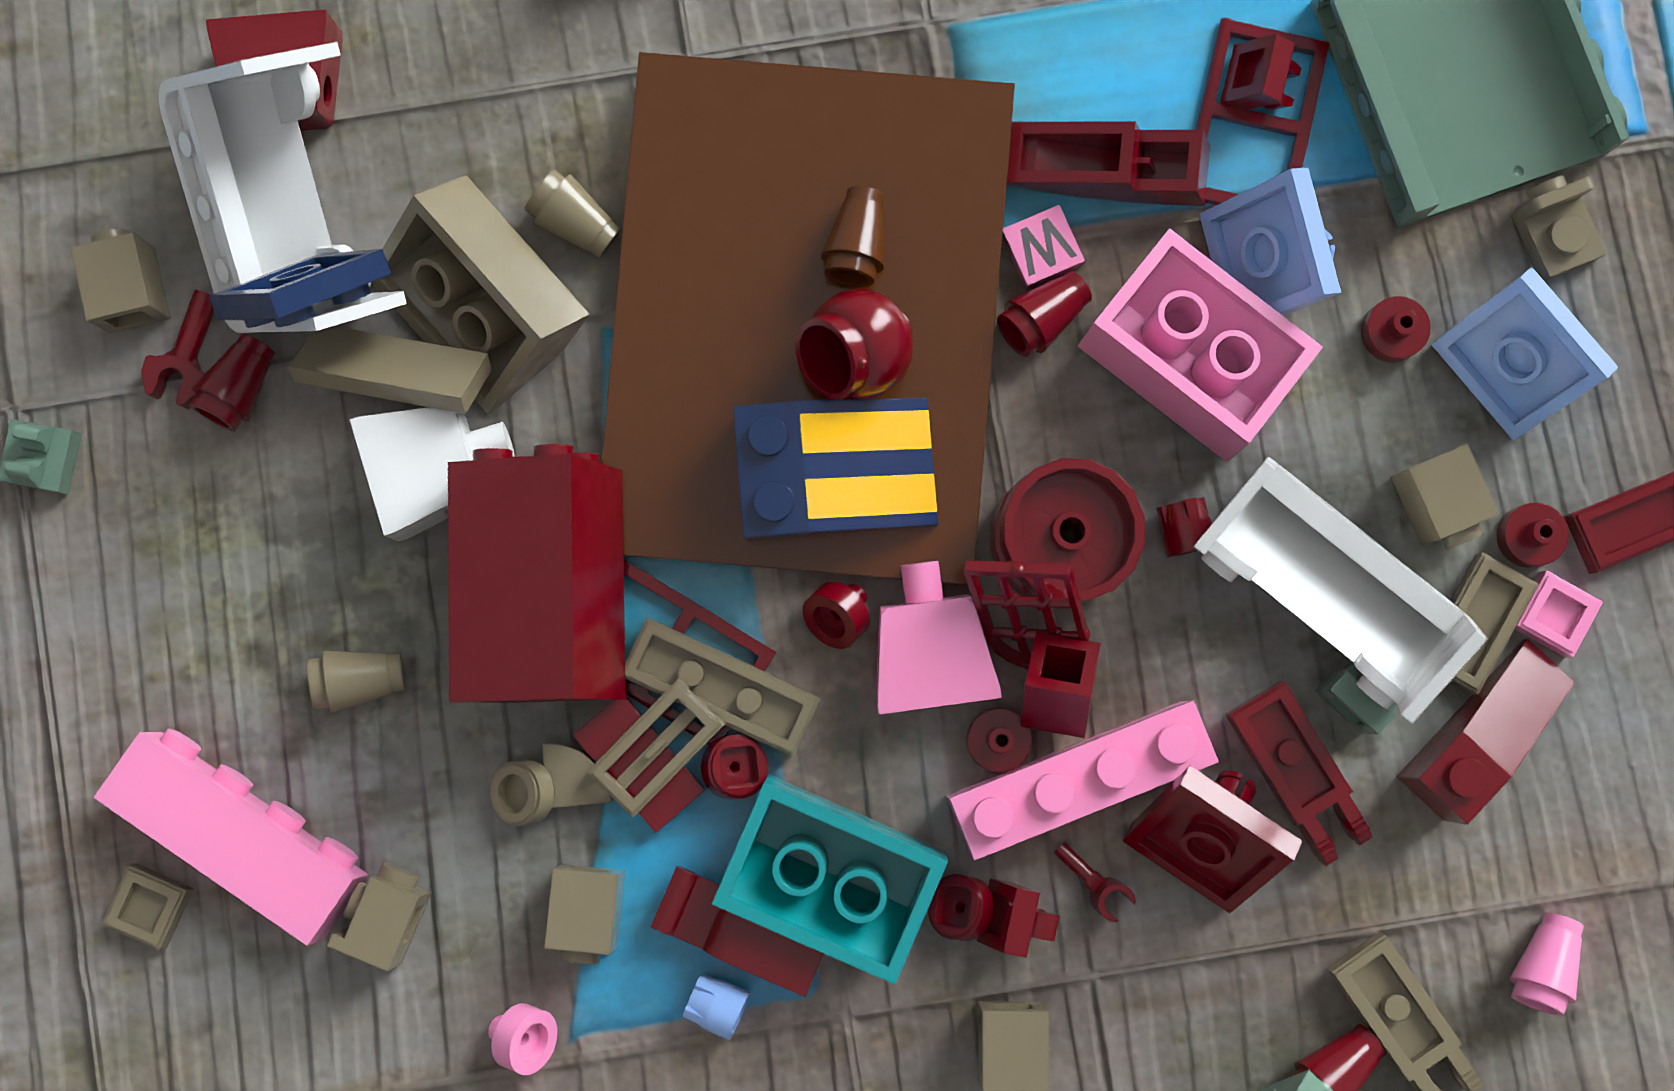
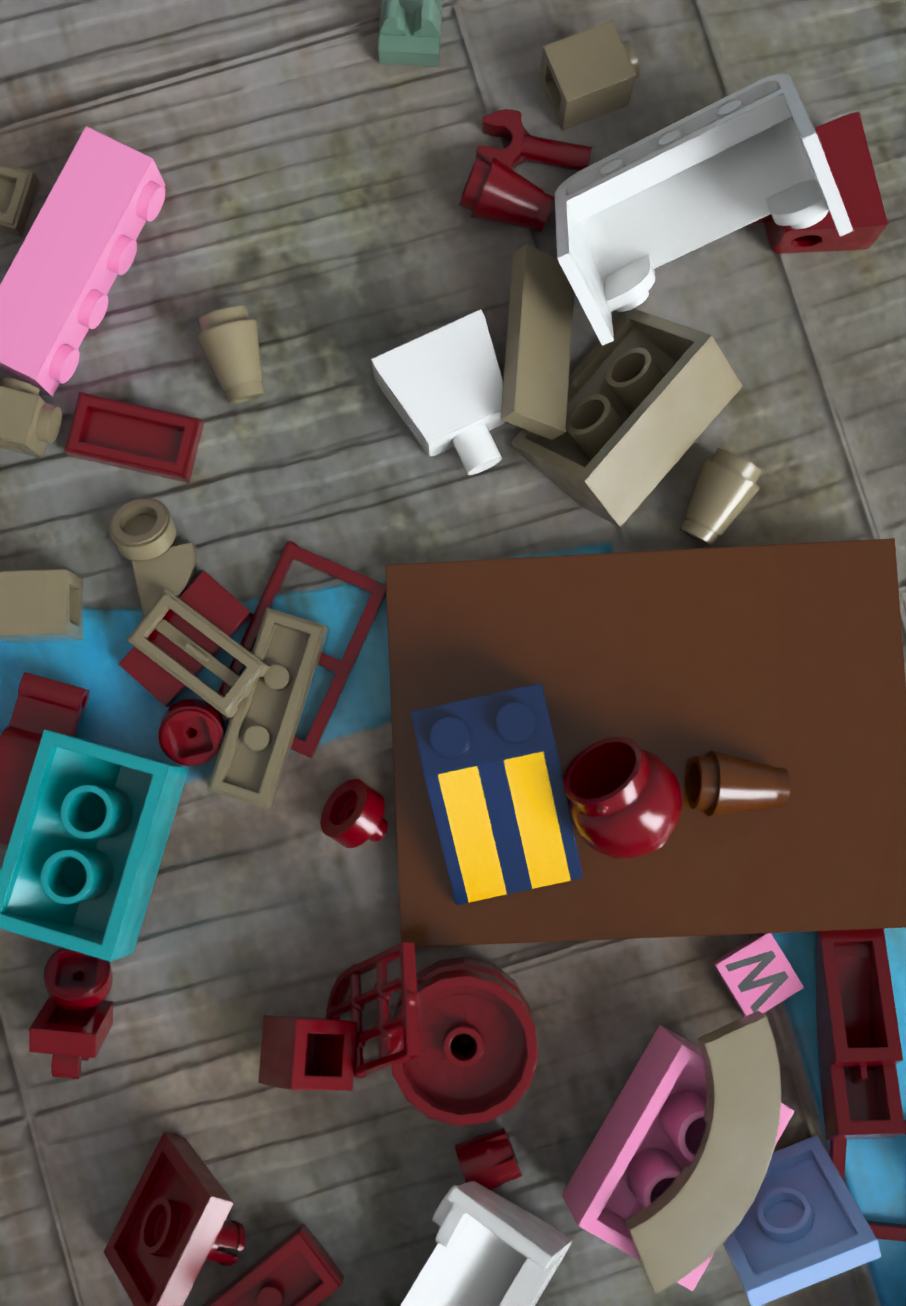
camera: 80 degrees right, 0 degrees up
(291, 291) = (594, 227): dark blue plate -> none
(424, 793) = (134, 437): none -> dark red tile
(535, 577) = (343, 511): dark red brick -> none
(931, 647) = (329, 914): bright pink torso -> none
(982, 737) = (258, 980): dark red tile -> none
(1042, 314) = (688, 985): dark red cone -> none
(1081, 779) = (217, 1087): bright pink brick -> none
(1093, 880) = (115, 1114): dark red hand -> none
(1208, 293) = (732, 1160): none -> dark tan tile

